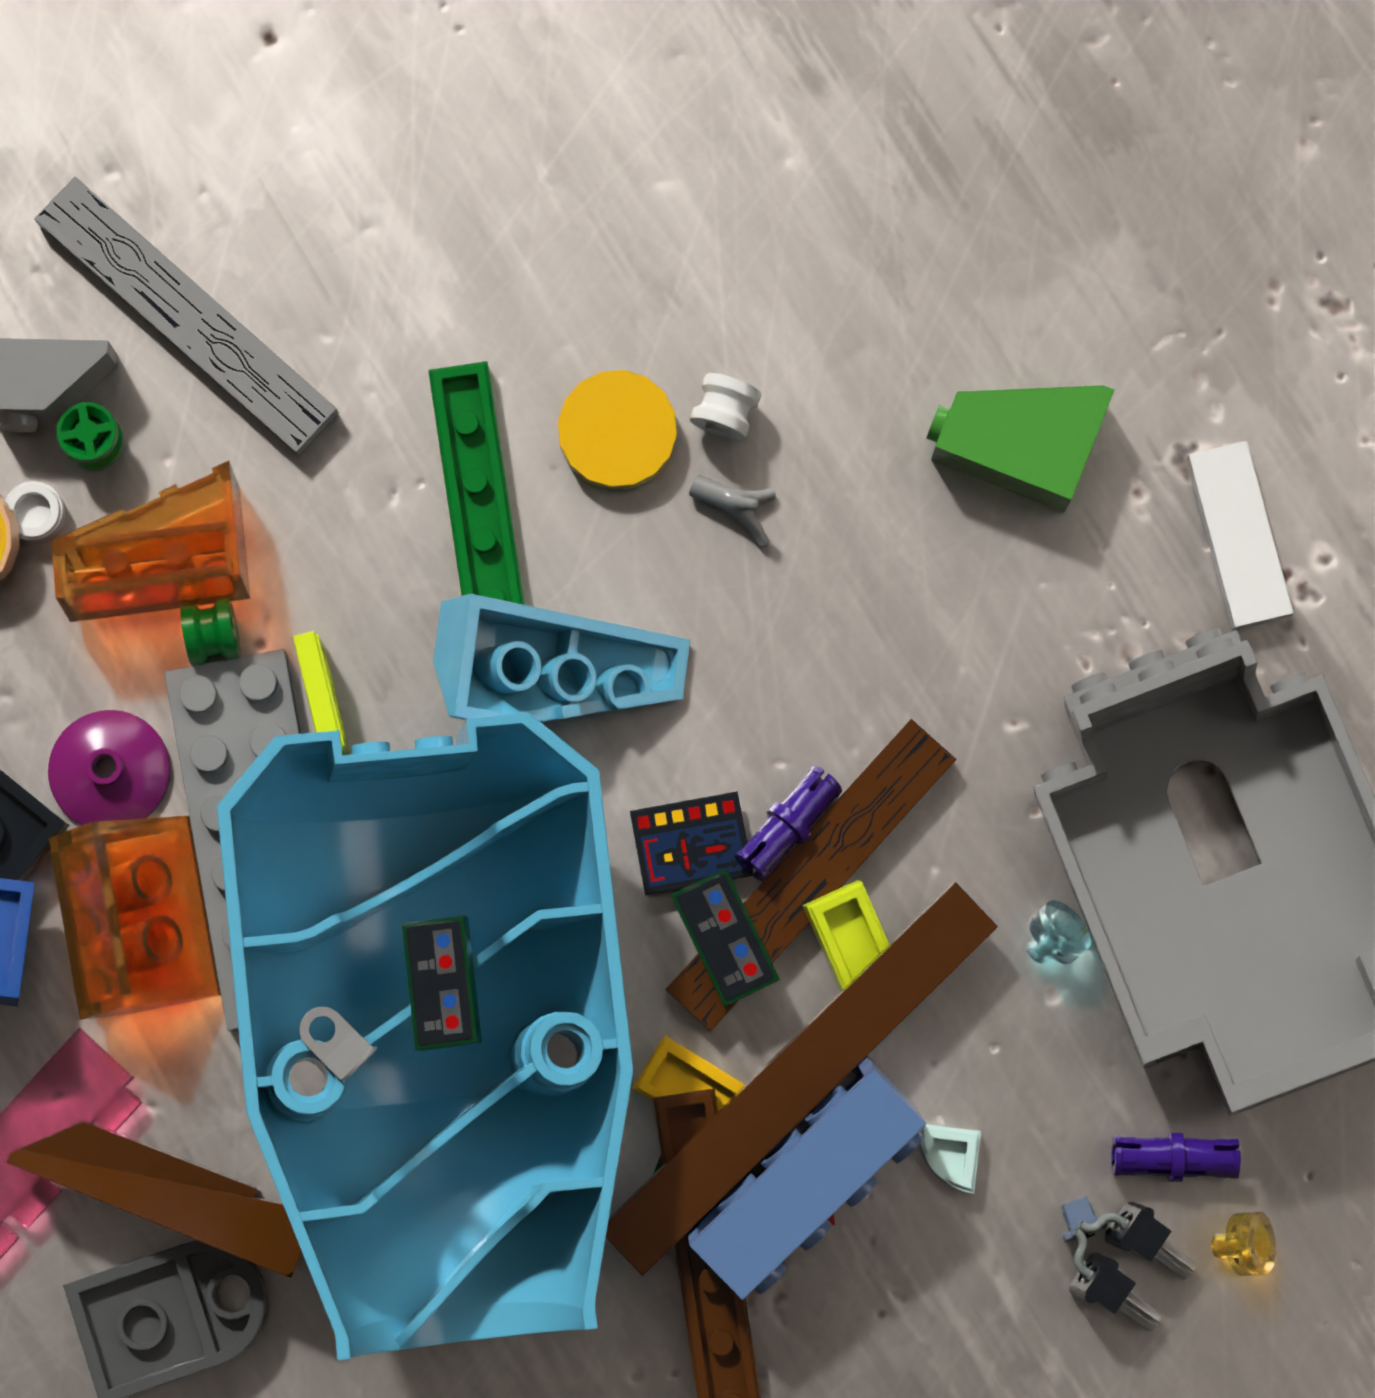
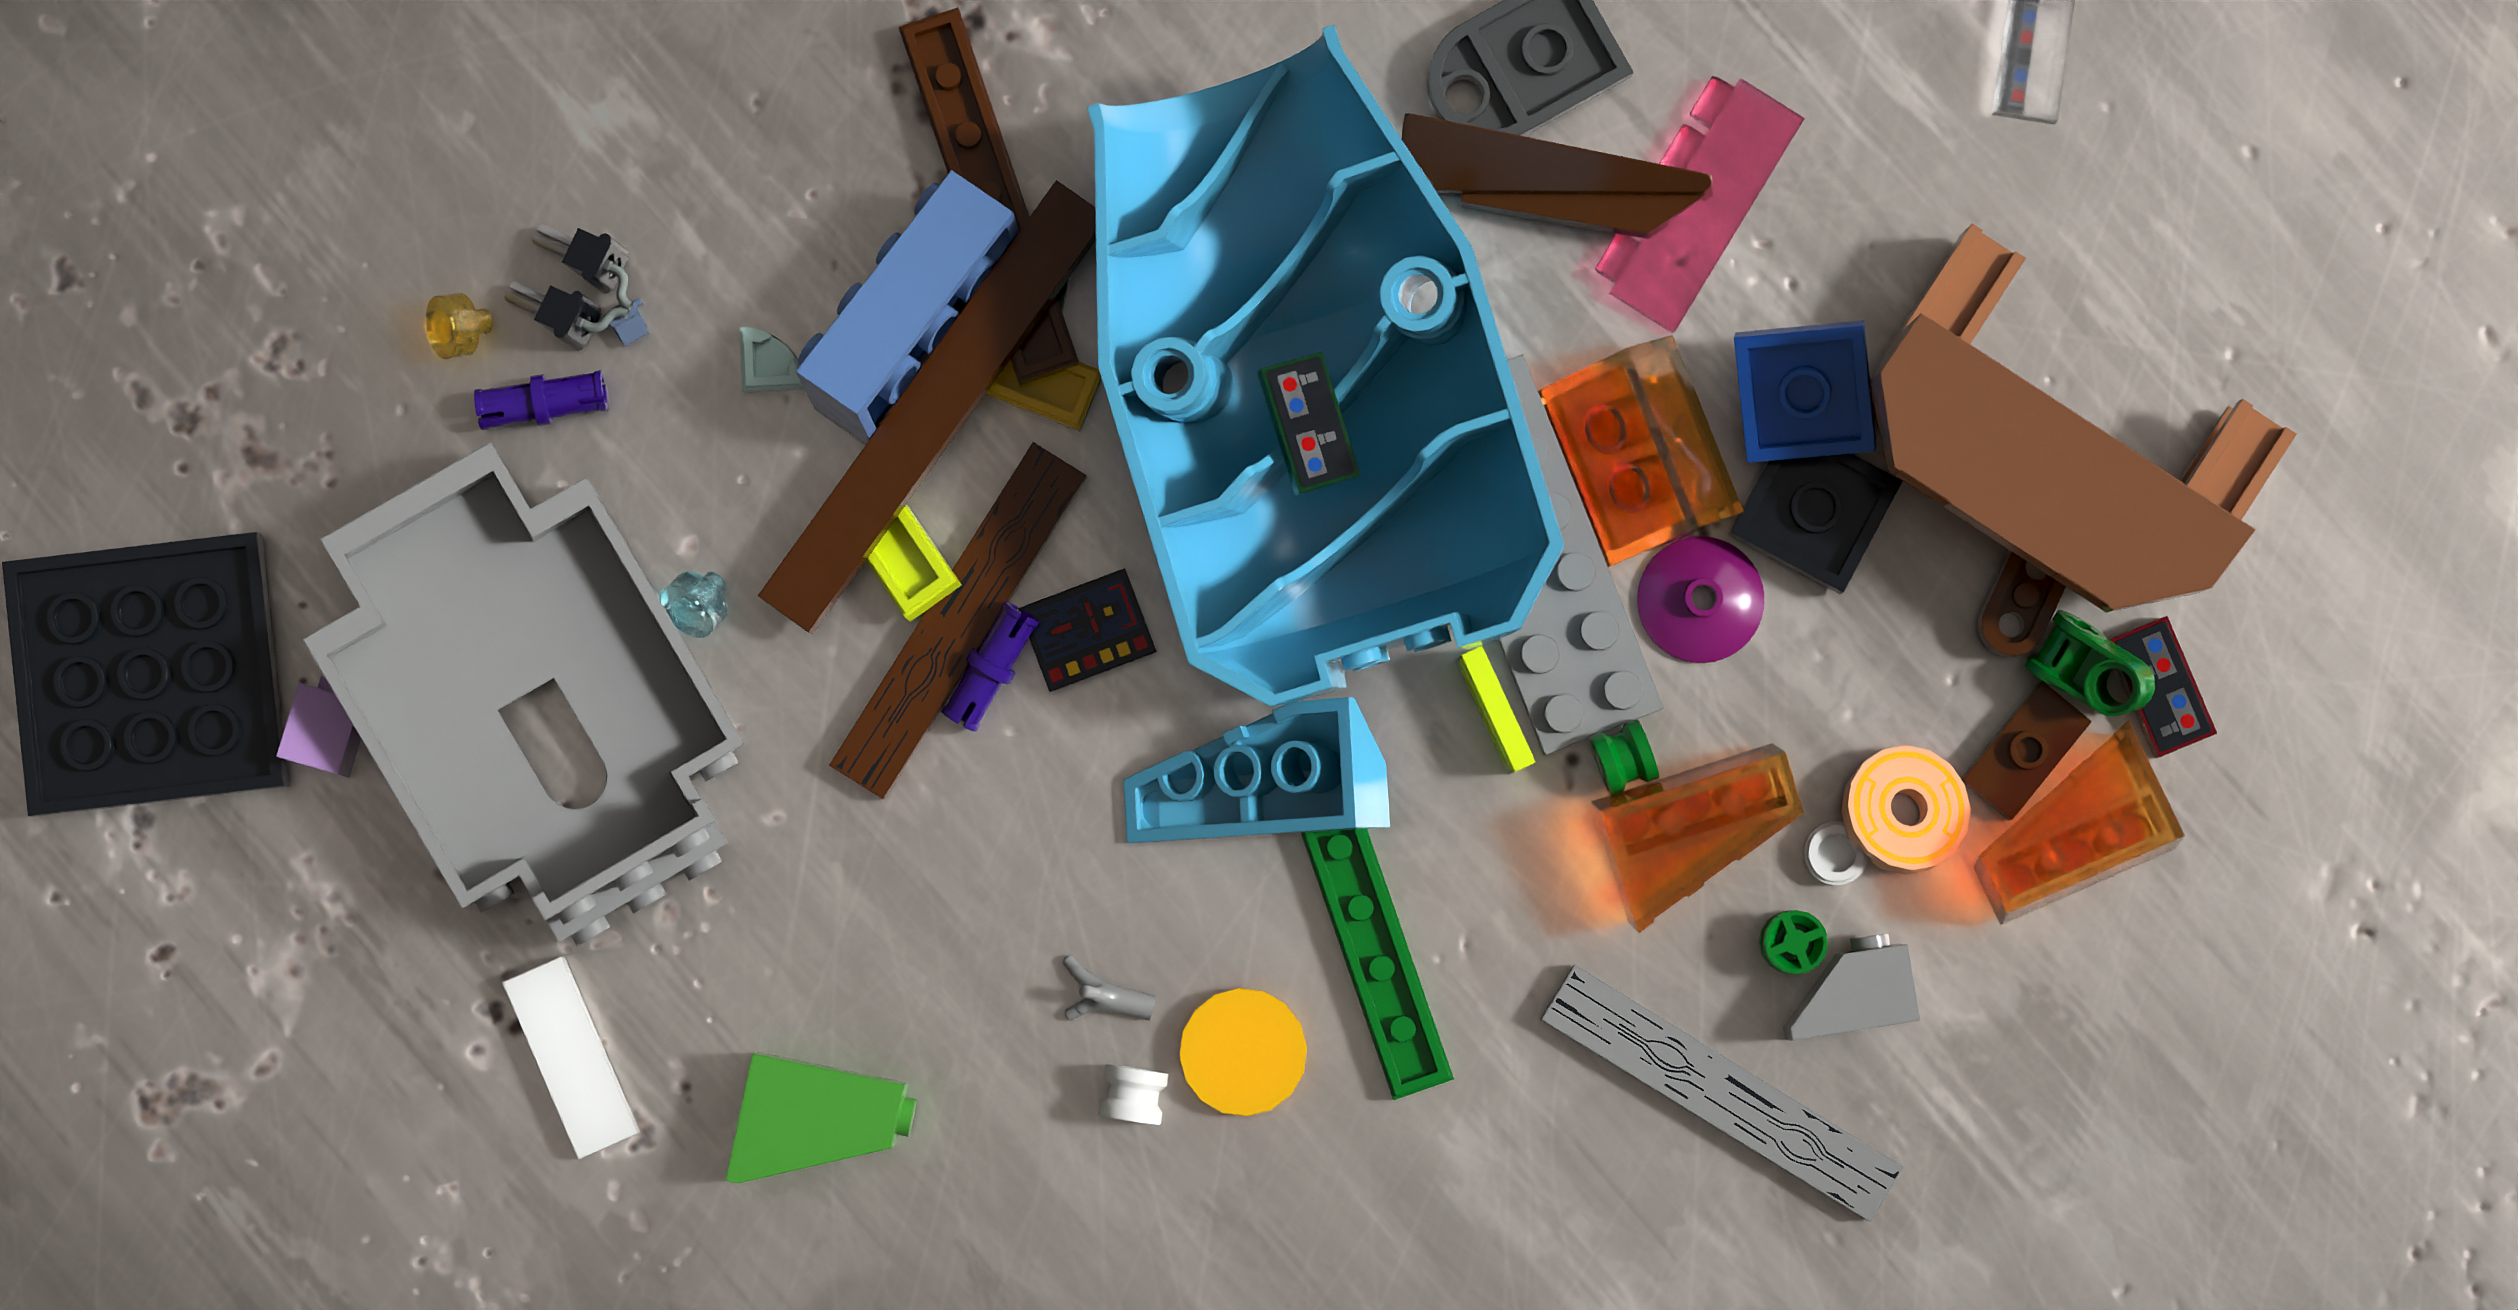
camera: 165 degrees right, 5 degrees up
(344, 1051) = (1386, 326): light grey piece -> none
(725, 937) = (1034, 535): tile -> none

